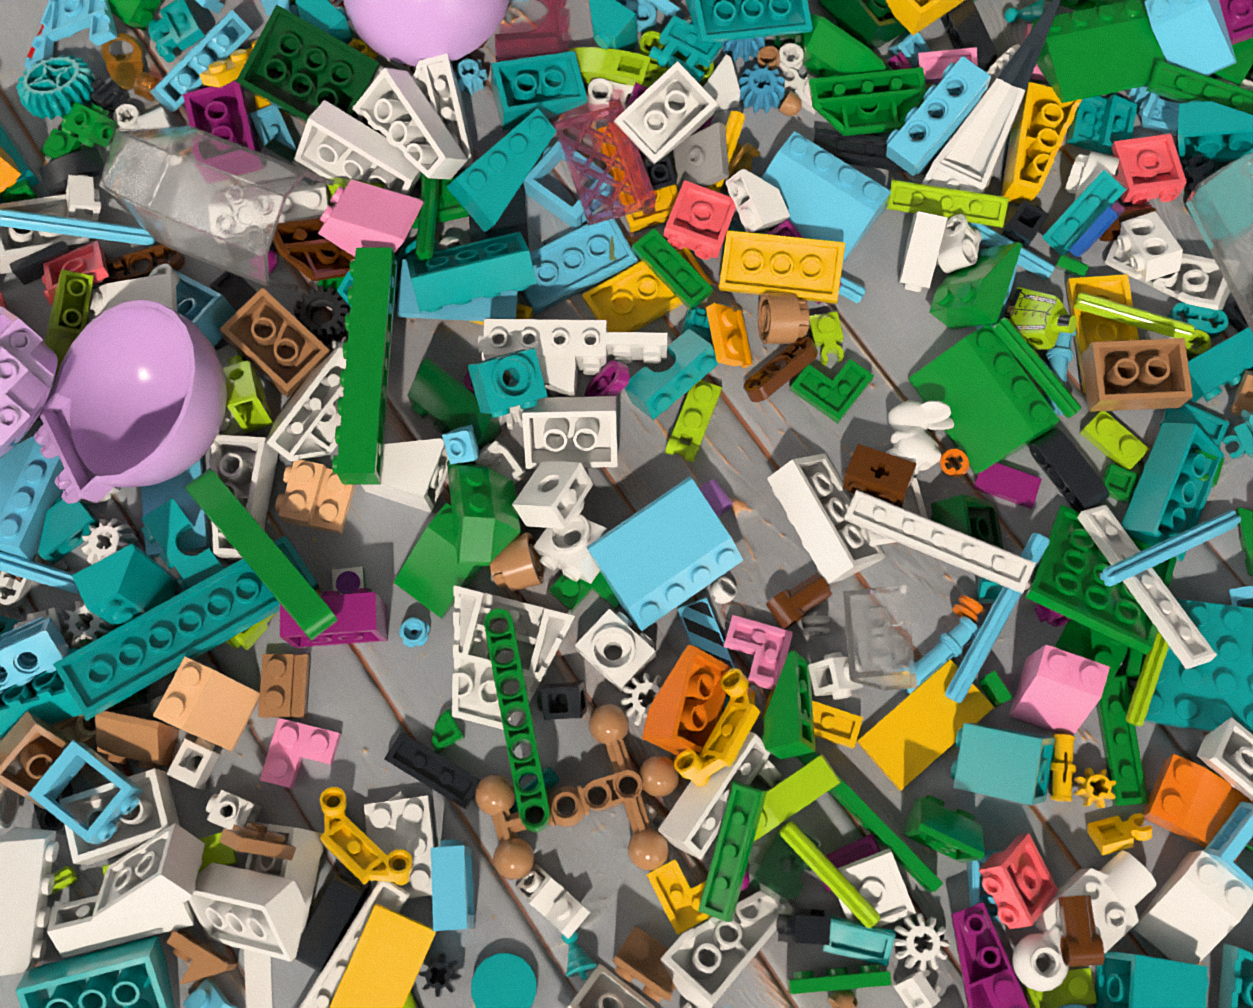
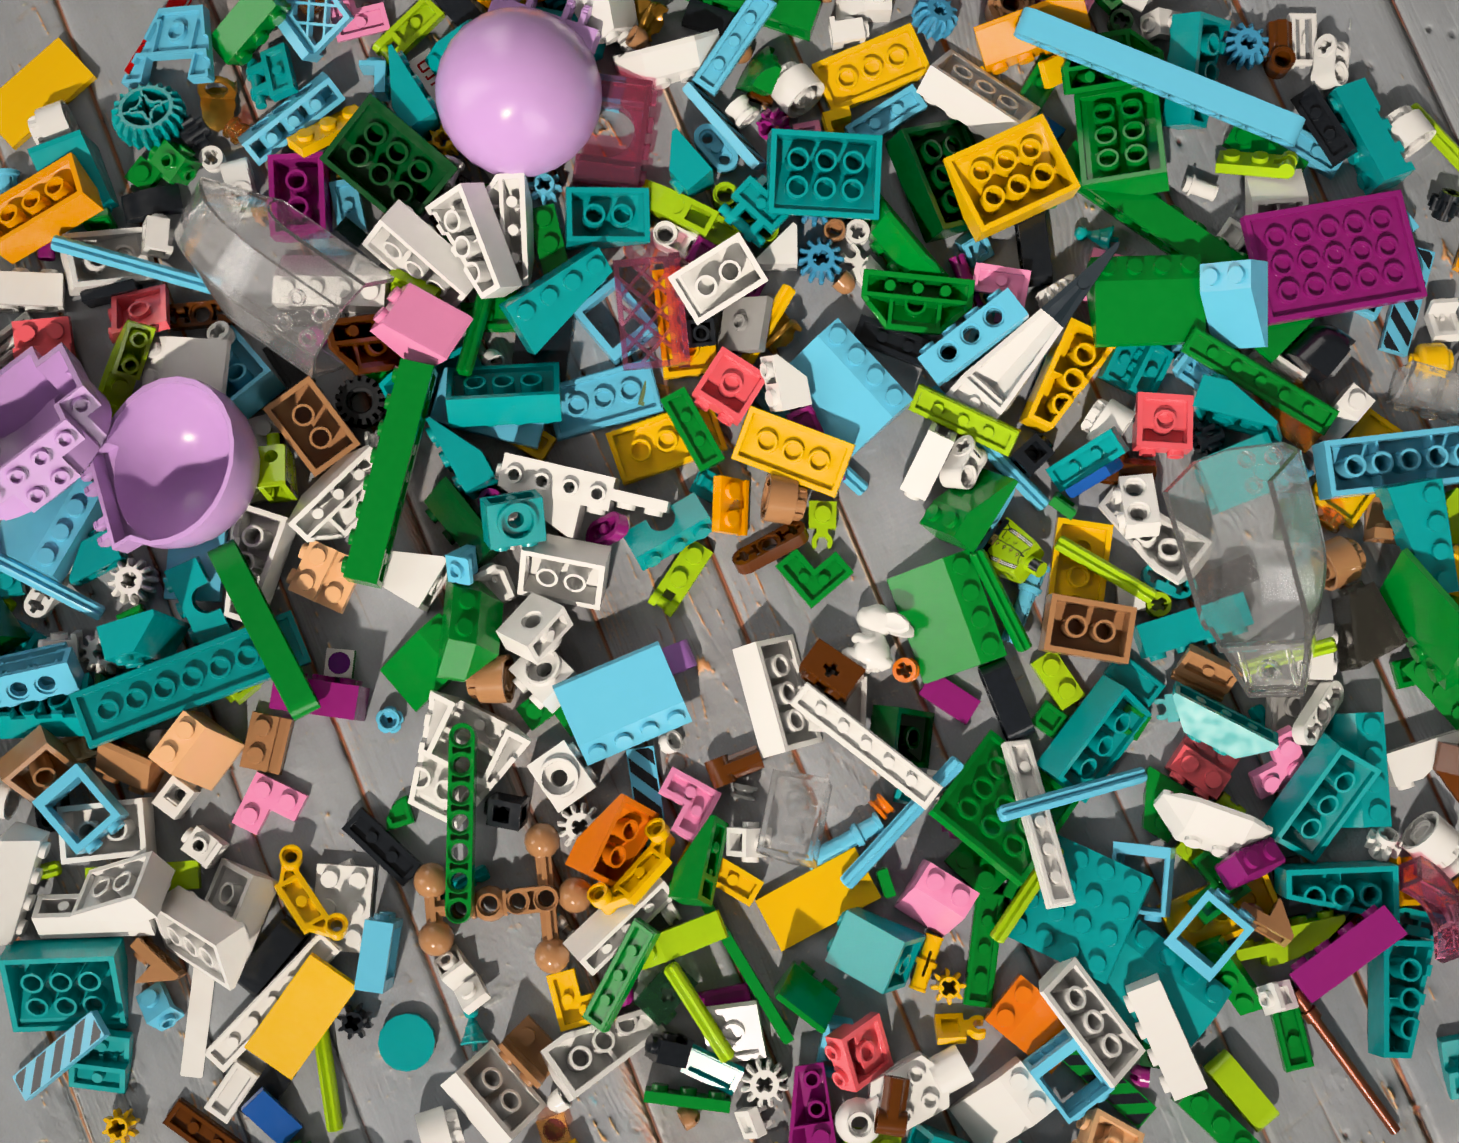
camera: 10 degrees right, 10 degrees up
(258, 841) = (218, 881): medium nougat plate -> none
(438, 341) = (469, 464): none -> teal slope
(482, 121) = (548, 238): none -> green plate

